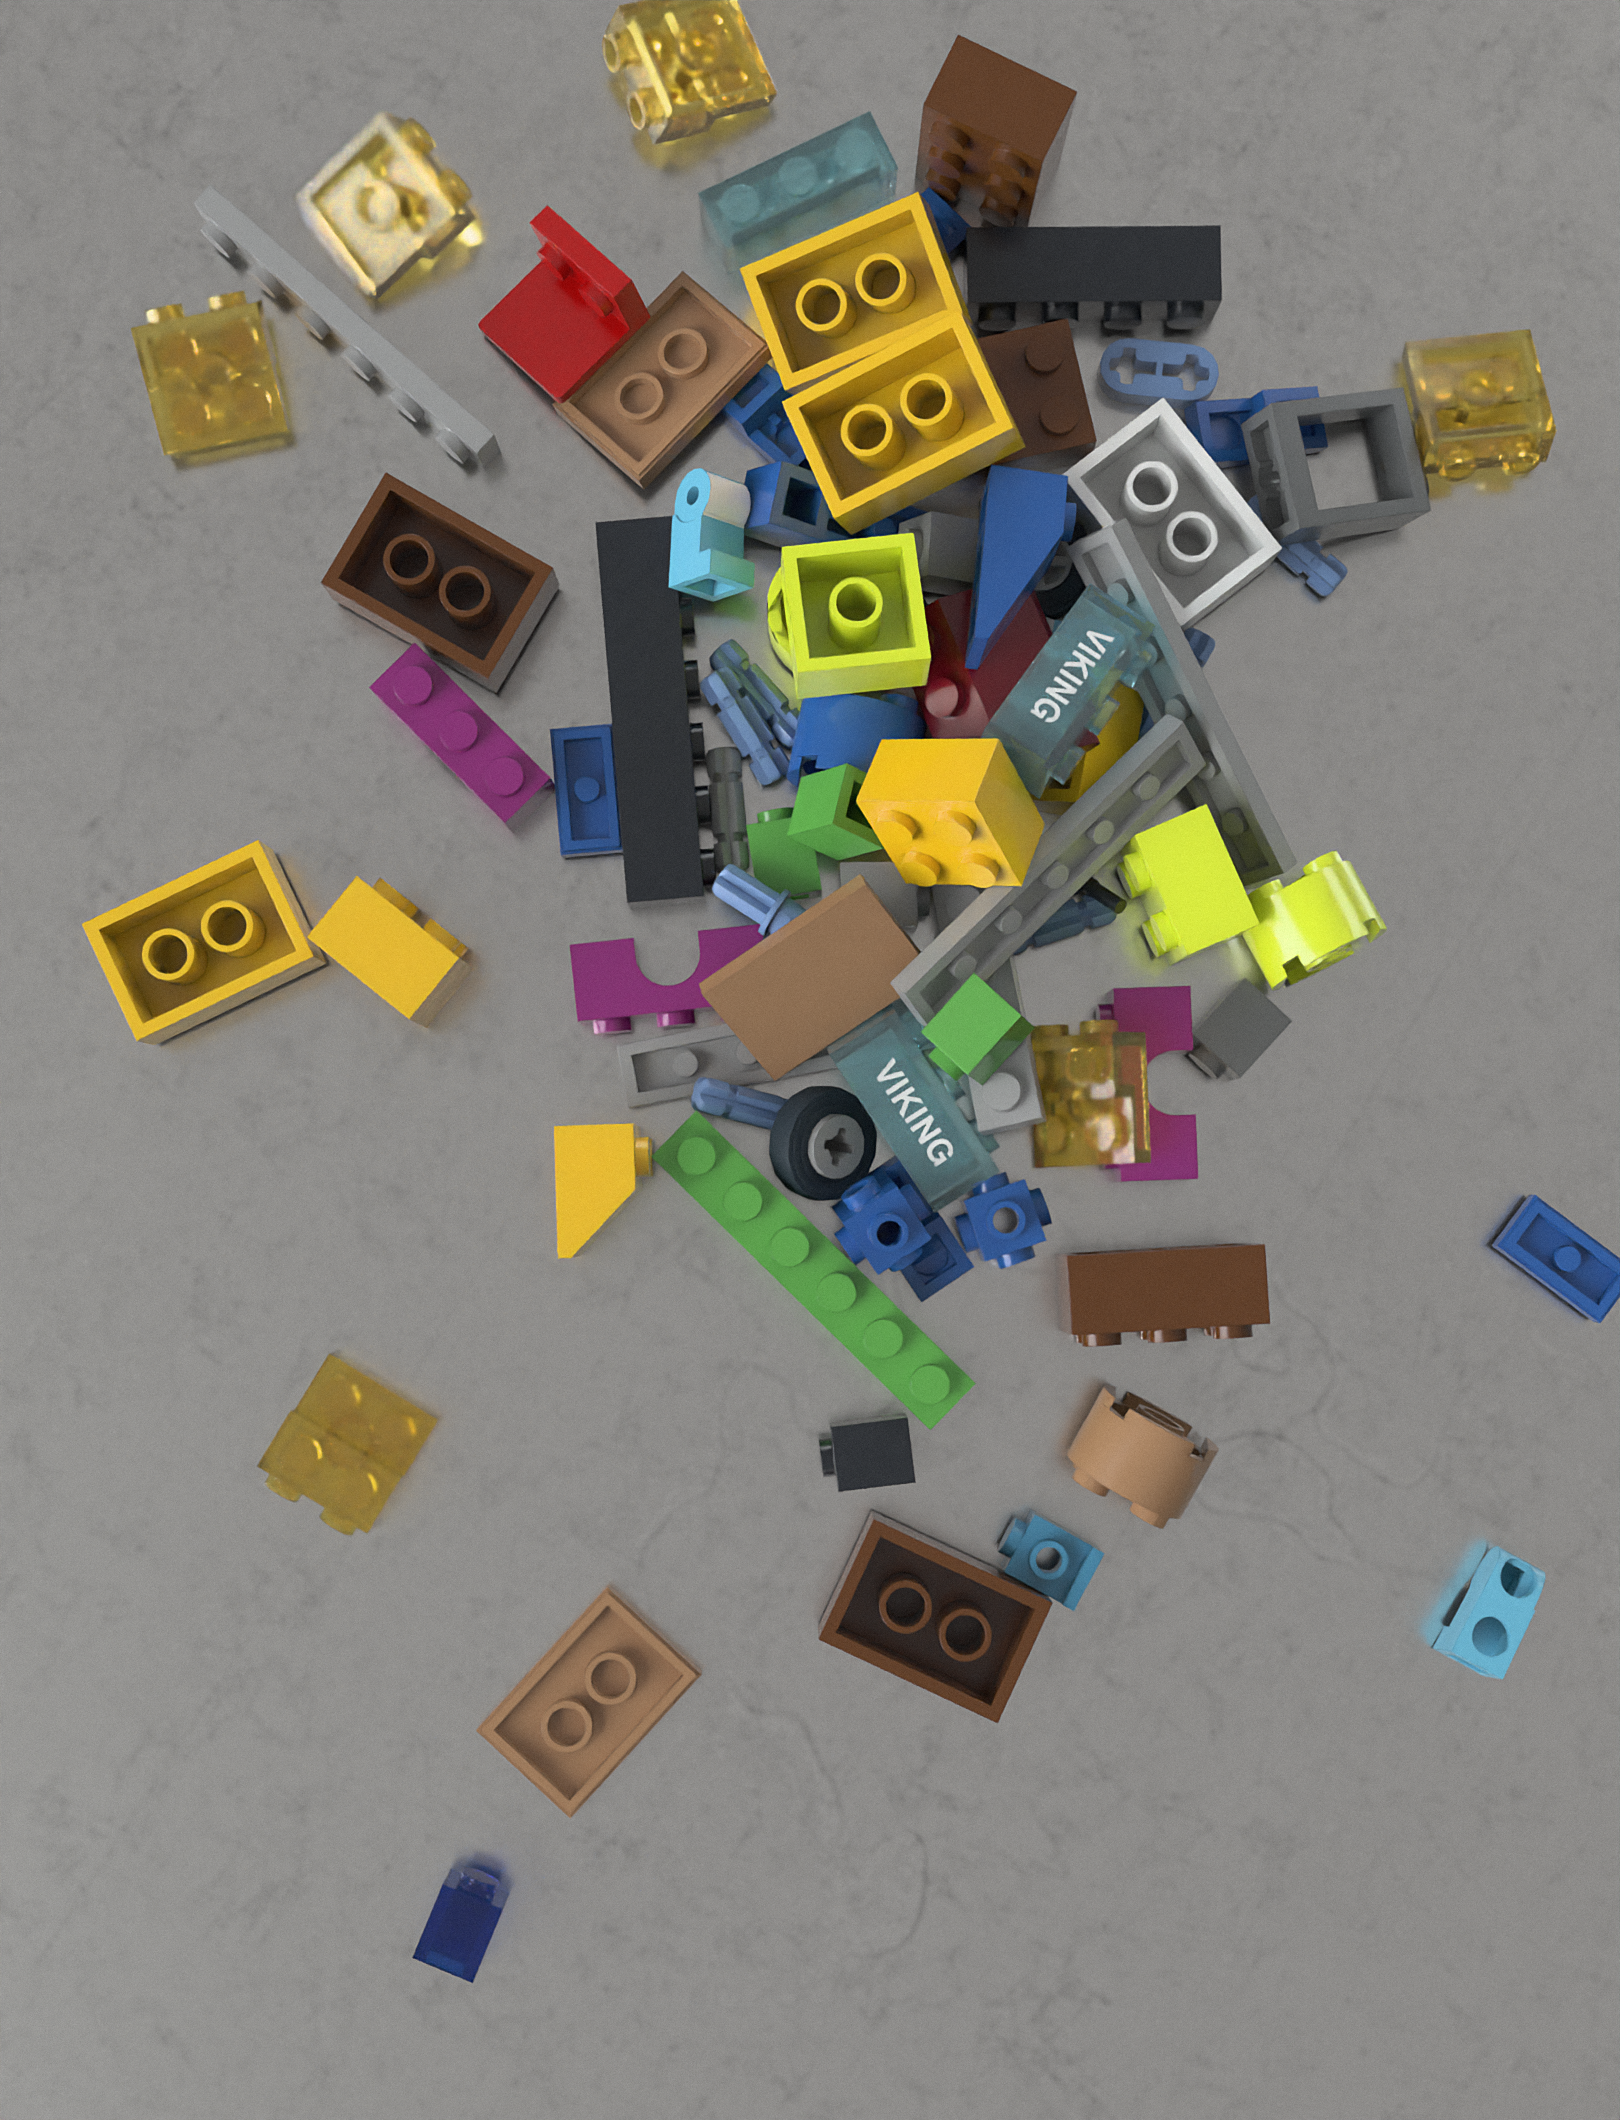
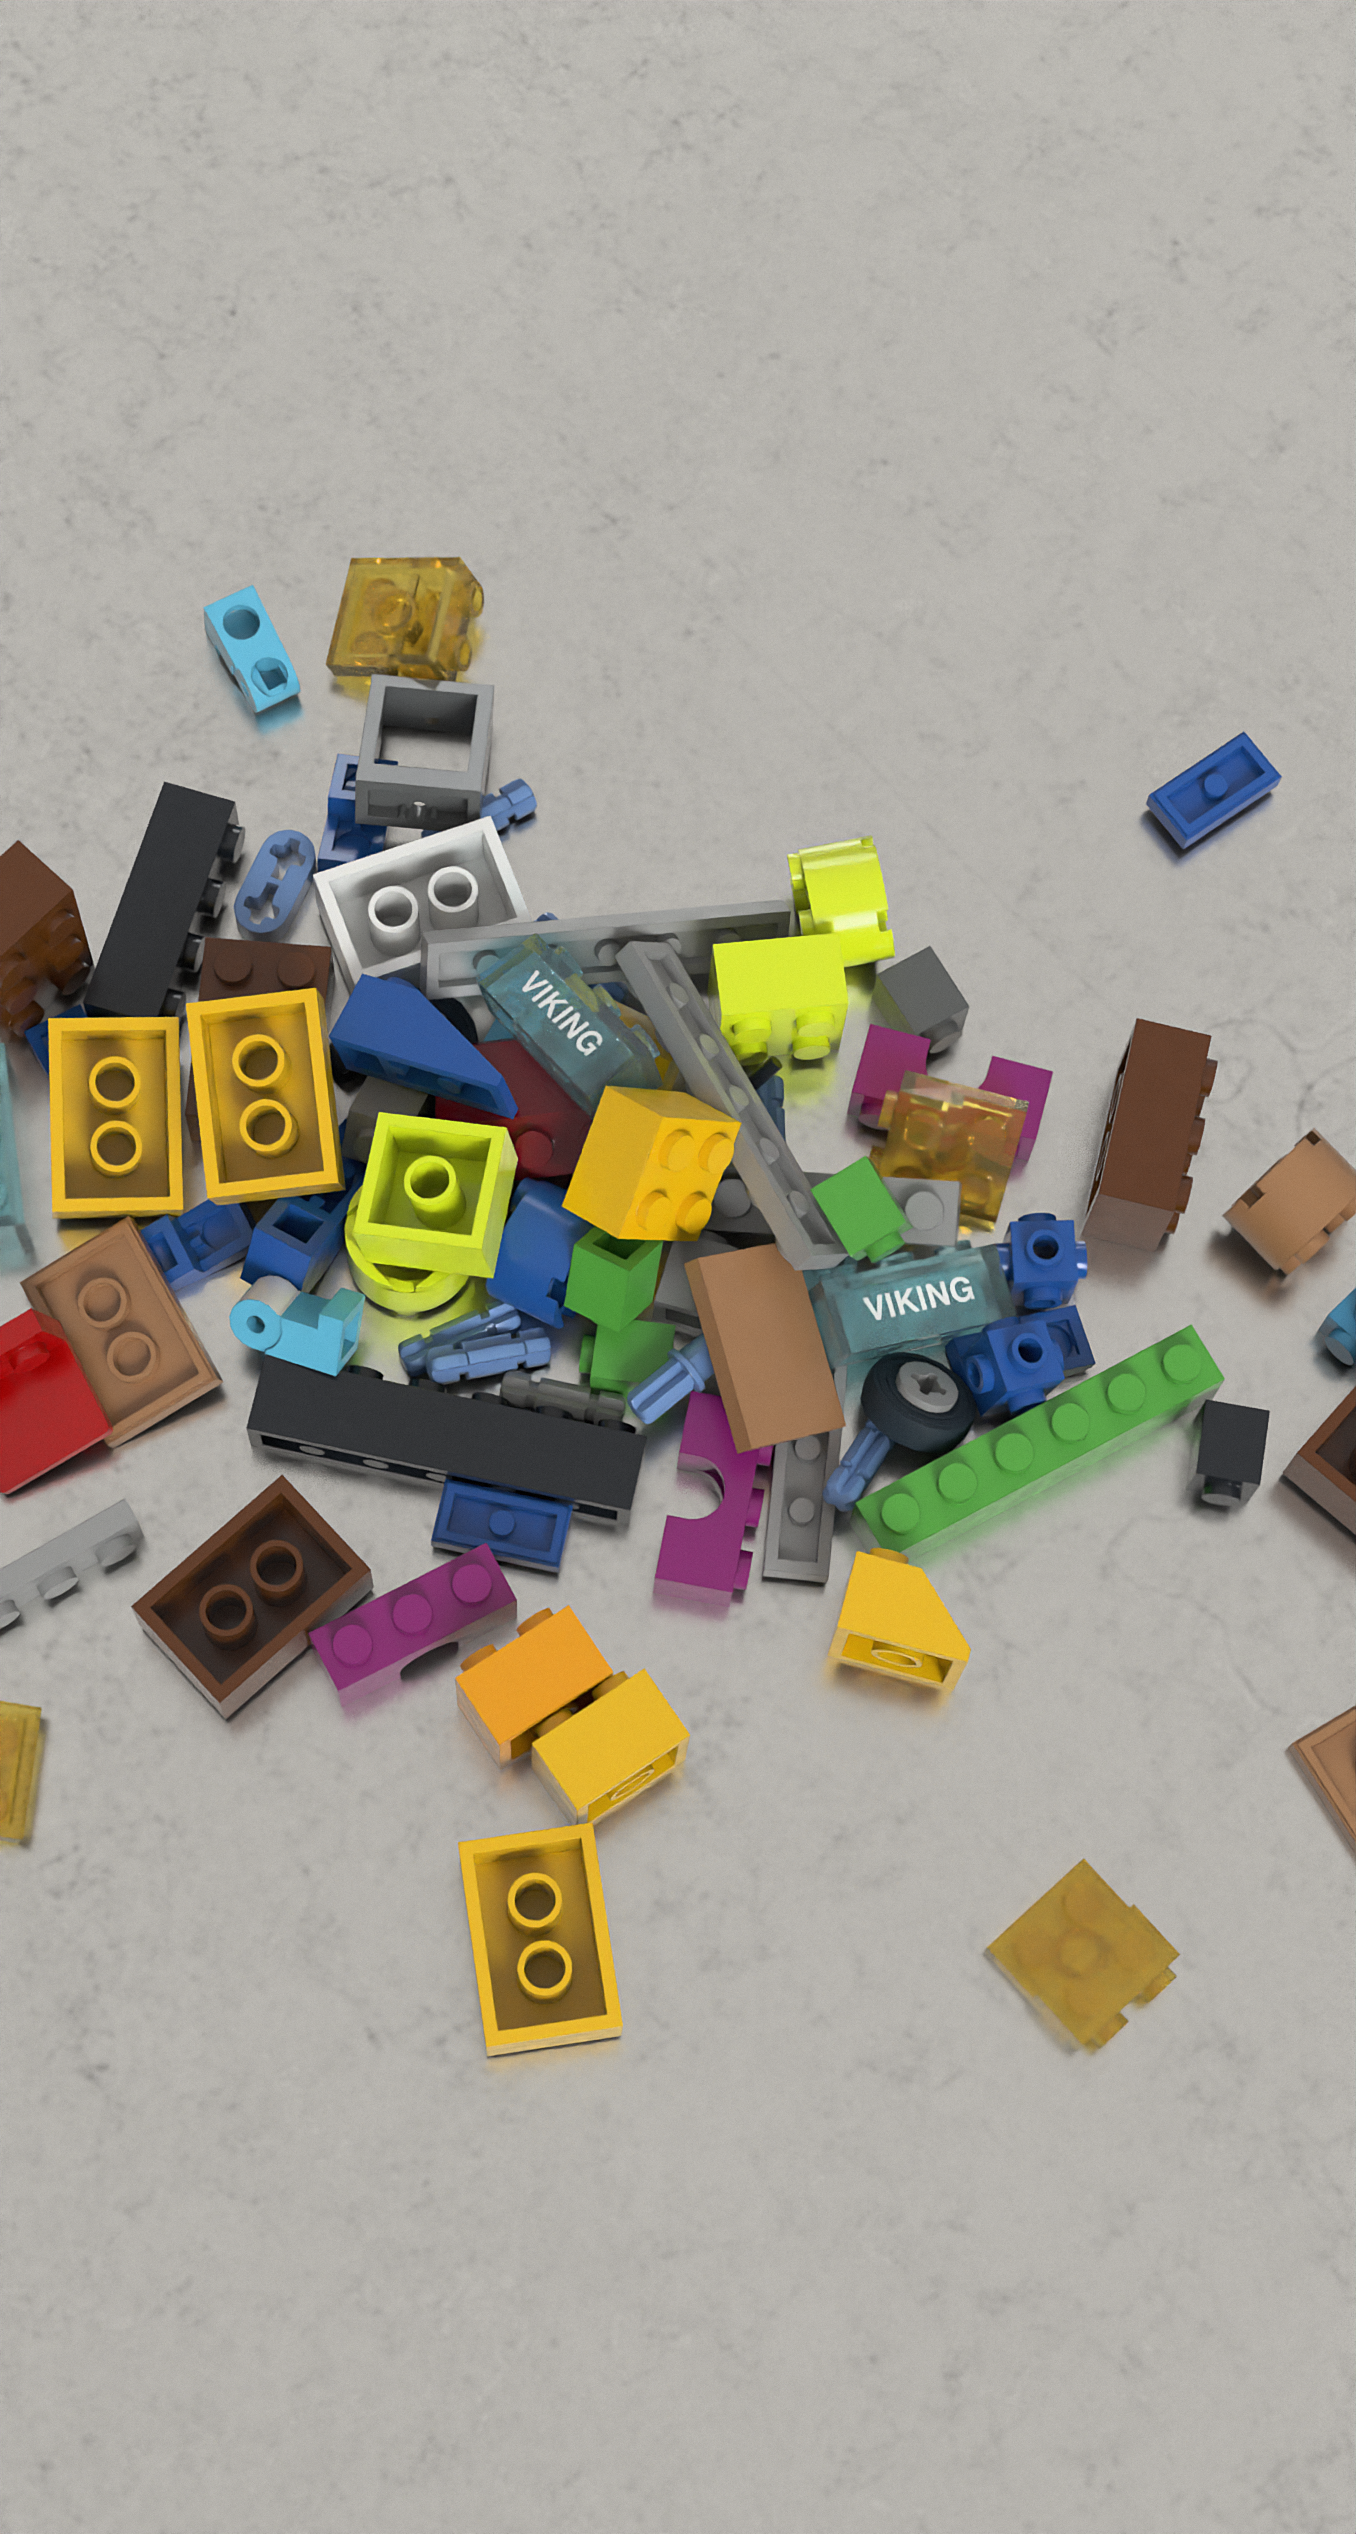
camera: 75 degrees left, 15 degrees down
(421, 857) = (528, 1681): none -> light orange brick
(1397, 264) = (251, 648): none -> medium azure leg

